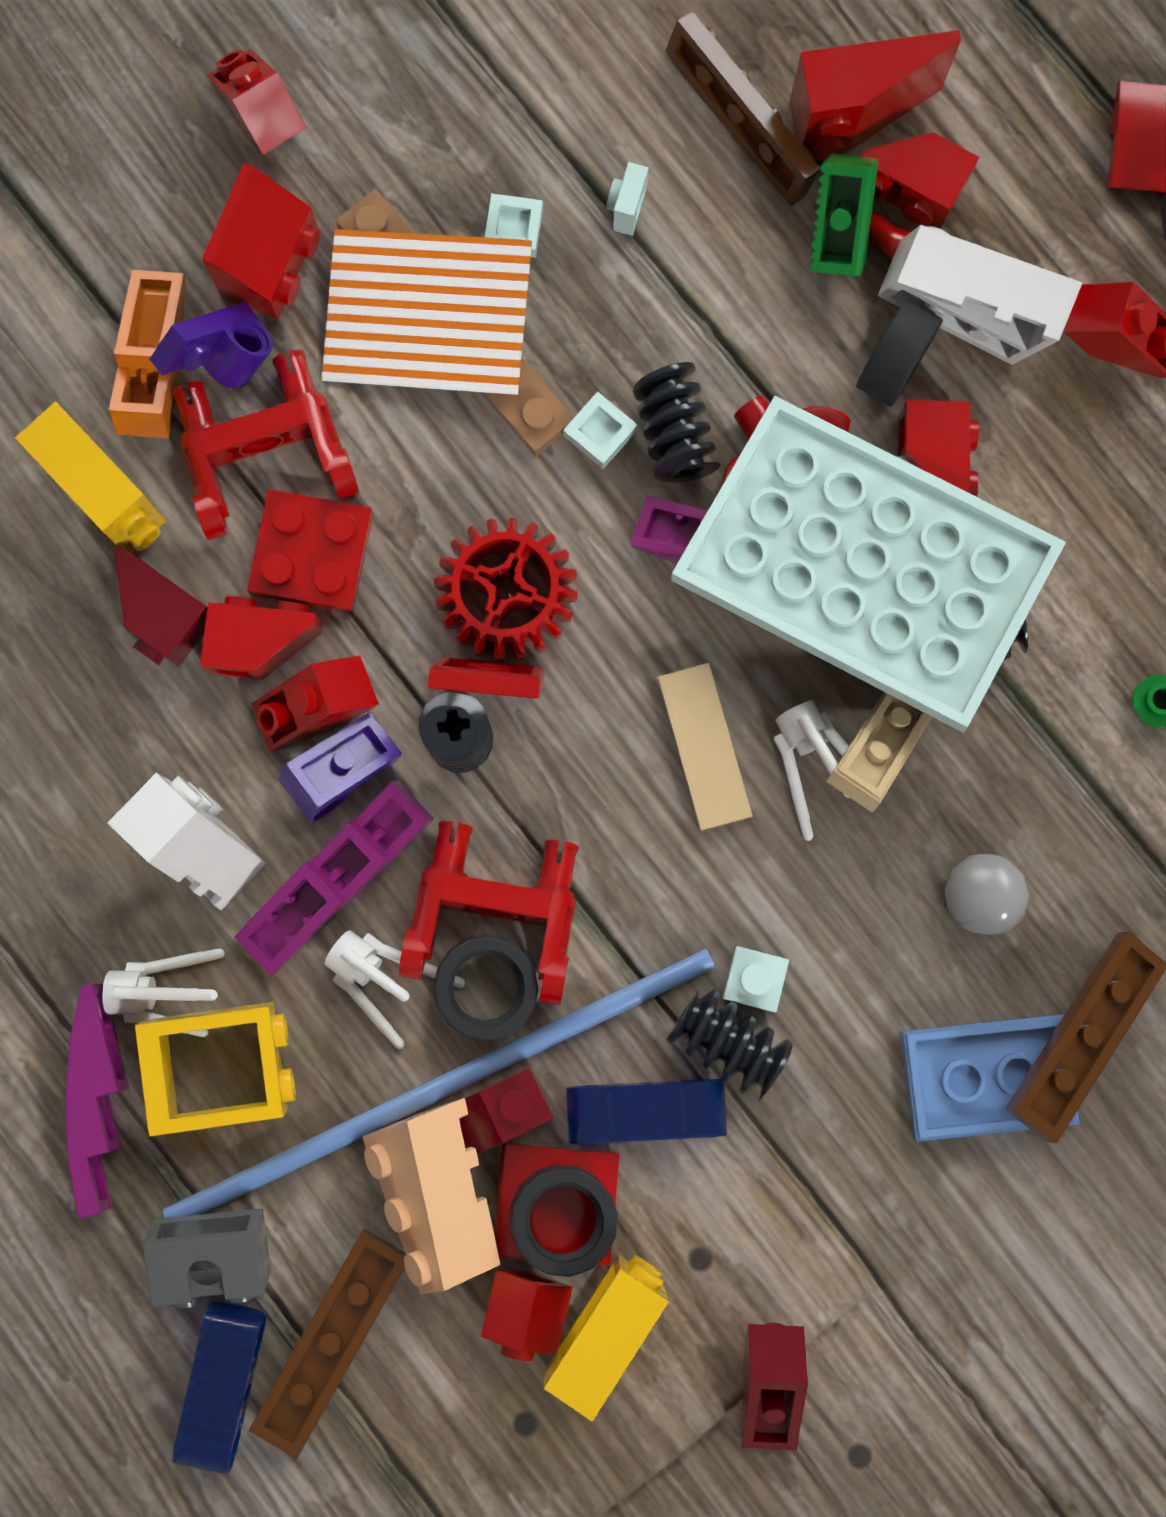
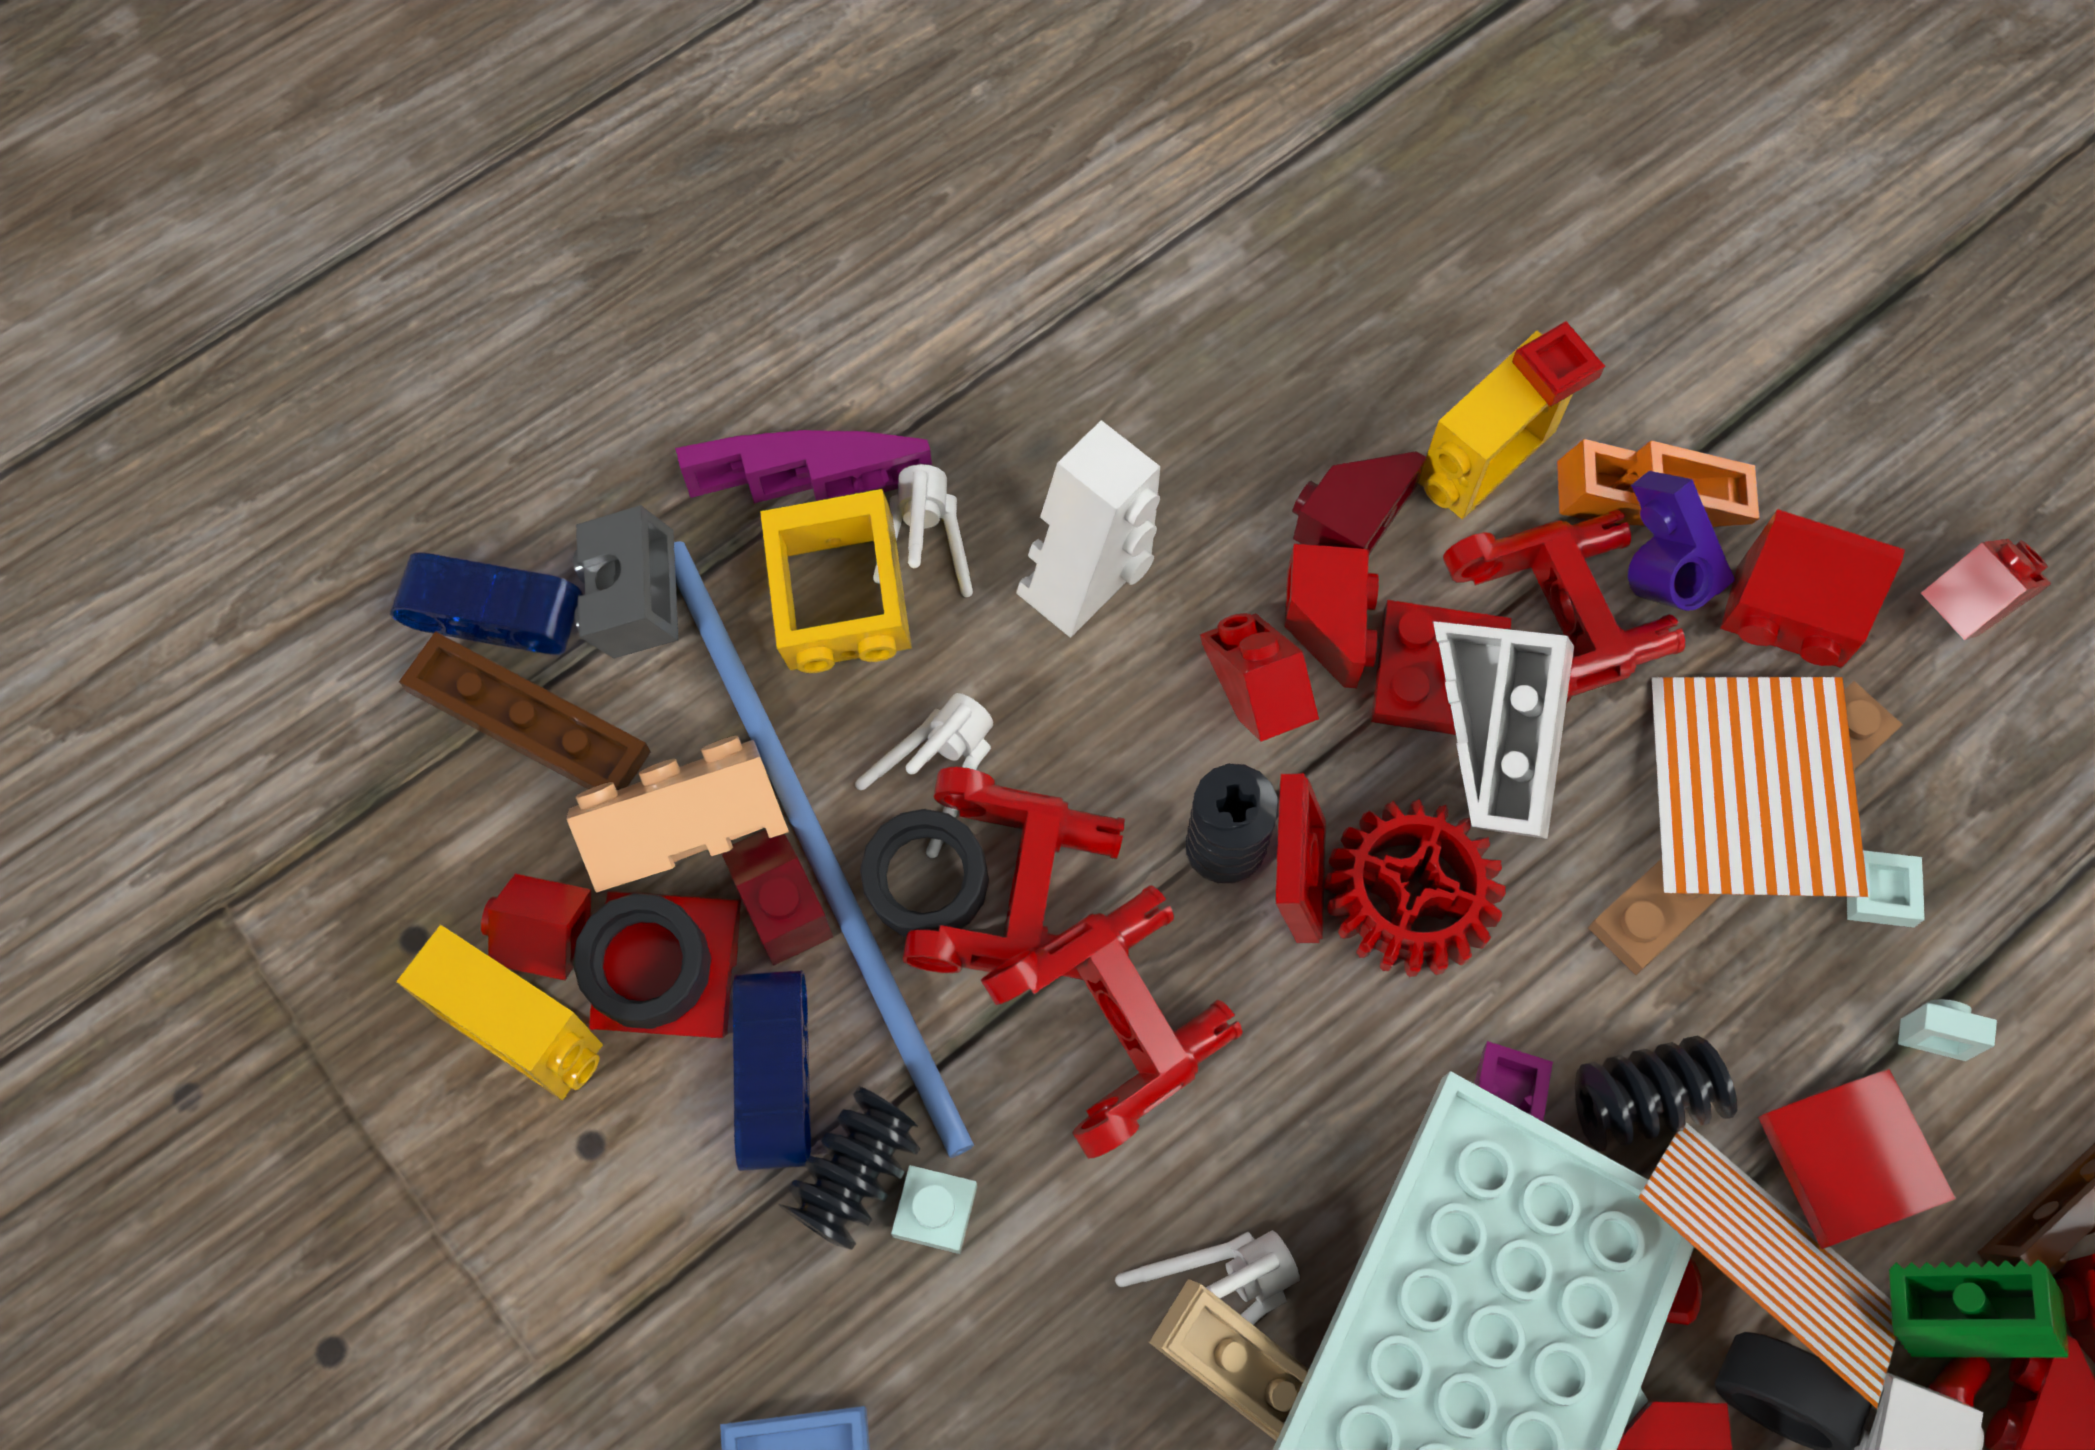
camera: 90 degrees right, 15 degrees down
(53, 423) = (1558, 363): none -> red tile
(333, 877) = (1056, 706): magenta slope -> none
(335, 767) = (1180, 692): plate -> none
(375, 501) = (1507, 720): none -> white wedge
(565, 841) = (1161, 1056): none -> red connector
(600, 430) = (1631, 1000): light aqua plate -> none
(704, 747) = (1231, 1140): tan tile -> none
(724, 281) = (1855, 1158): none -> red slope
(773, 1386) = (427, 1229): dark red slope -> none
(805, 353) = (1774, 1260): none -> sticker

